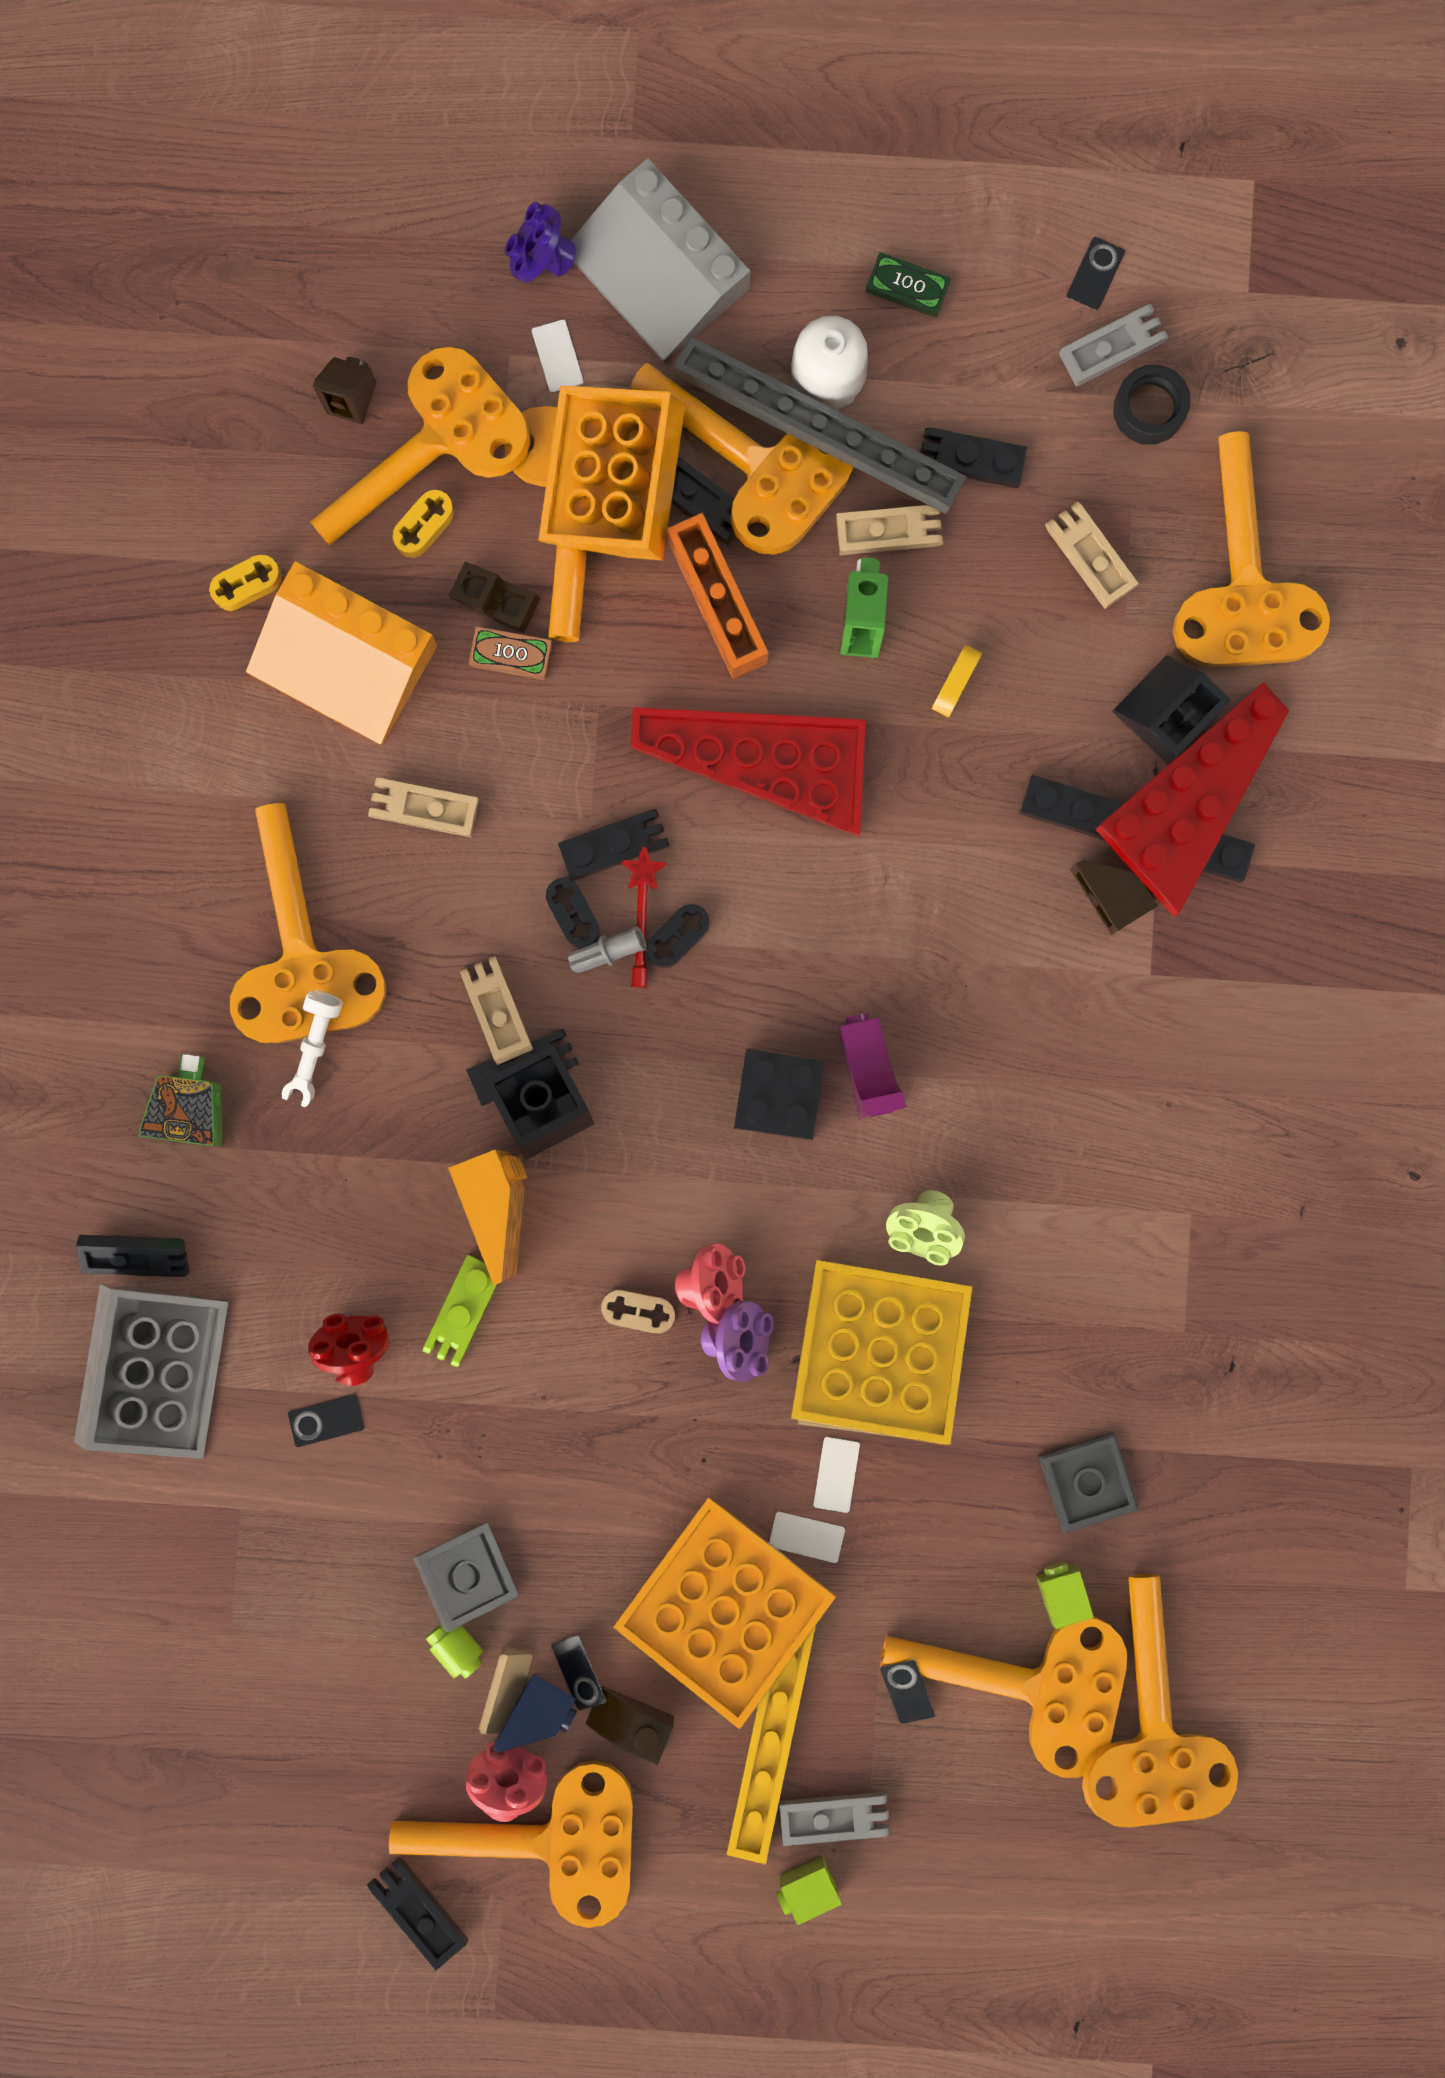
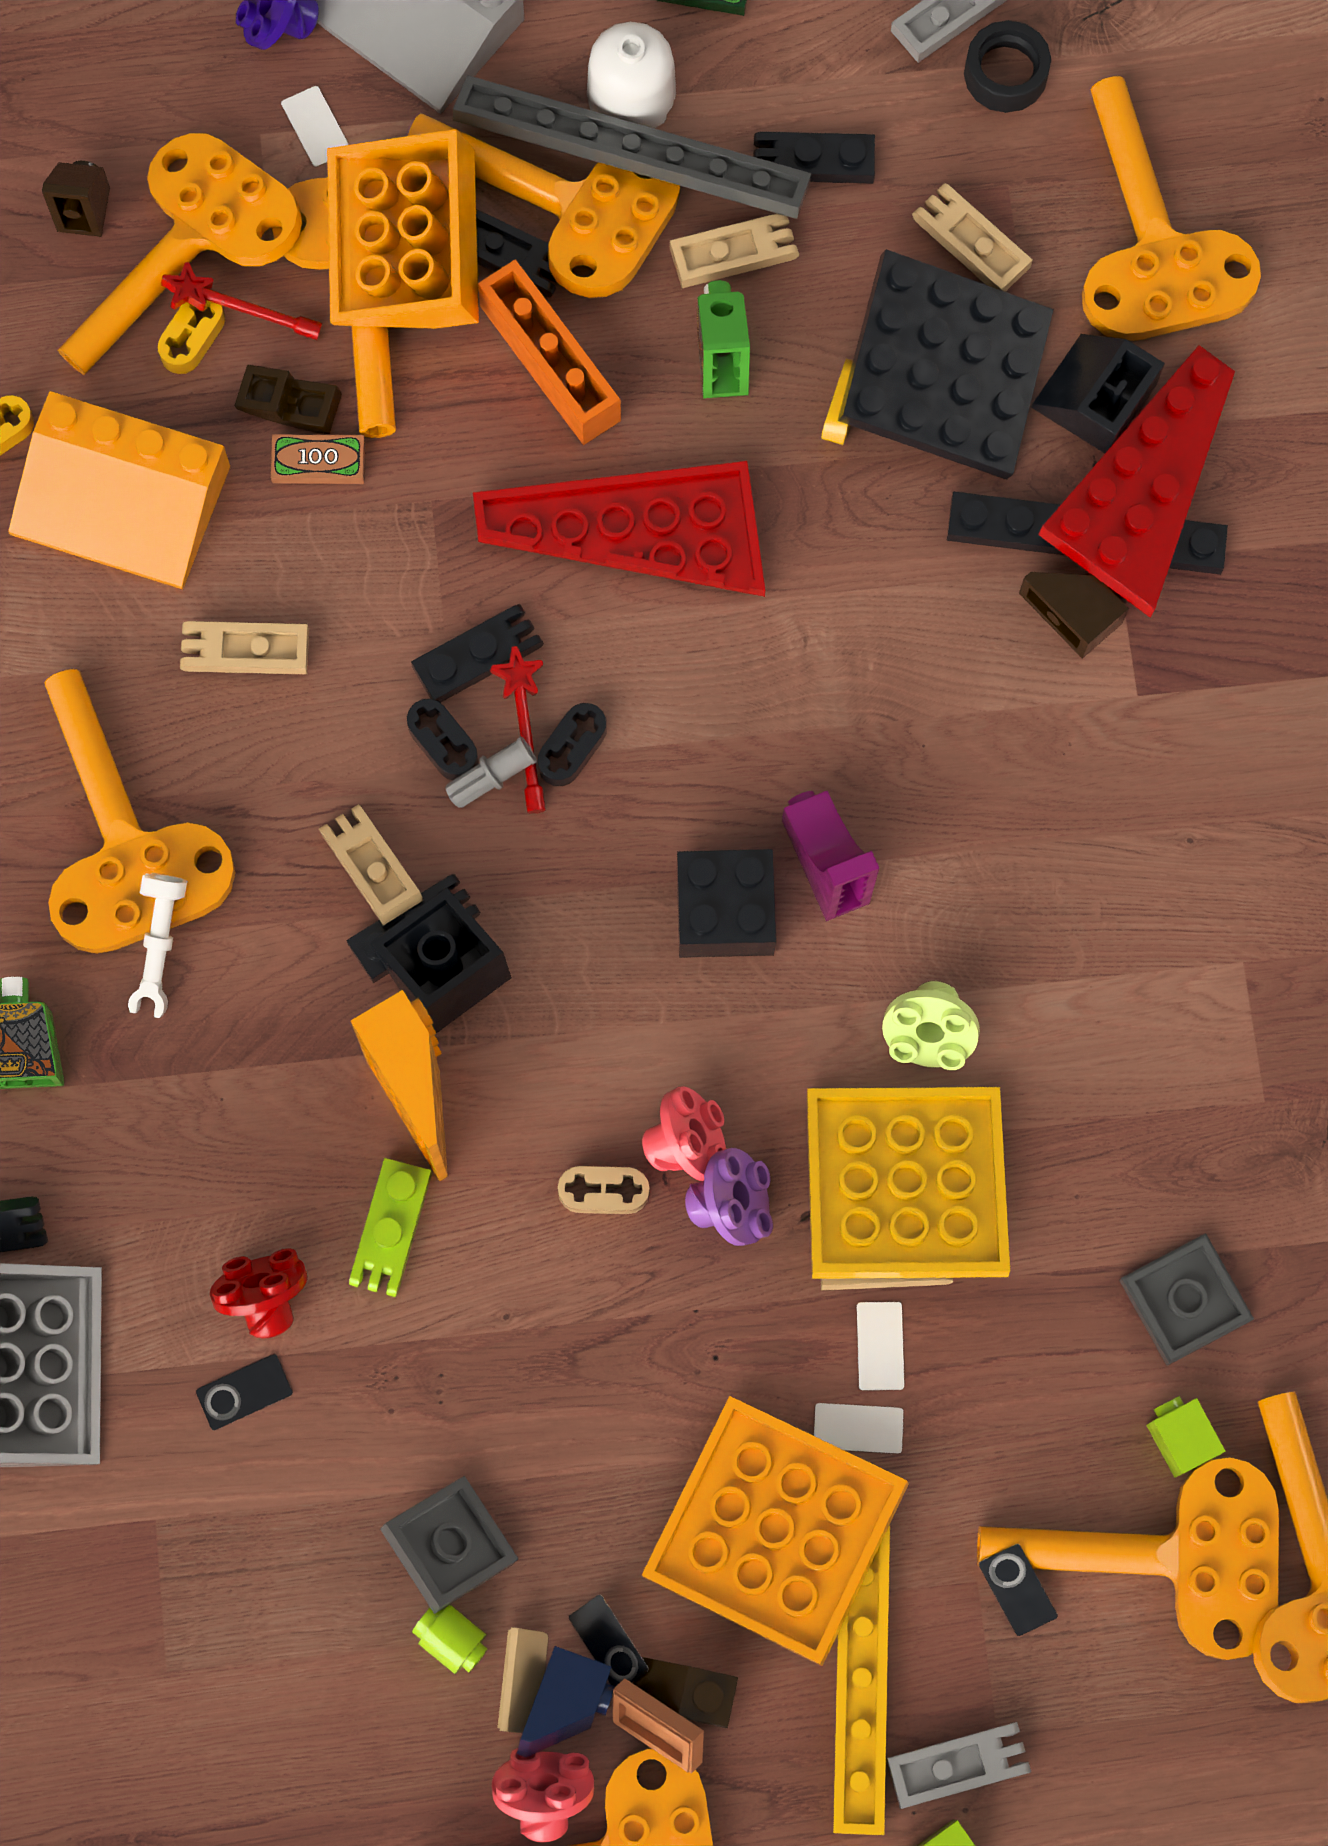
camera: 10 degrees left, 10 degrees down
(432, 489) = (197, 290): none -> red piece
(604, 1750) = (657, 1726): none -> nougat tile
(1047, 664) = (946, 364): none -> black plate

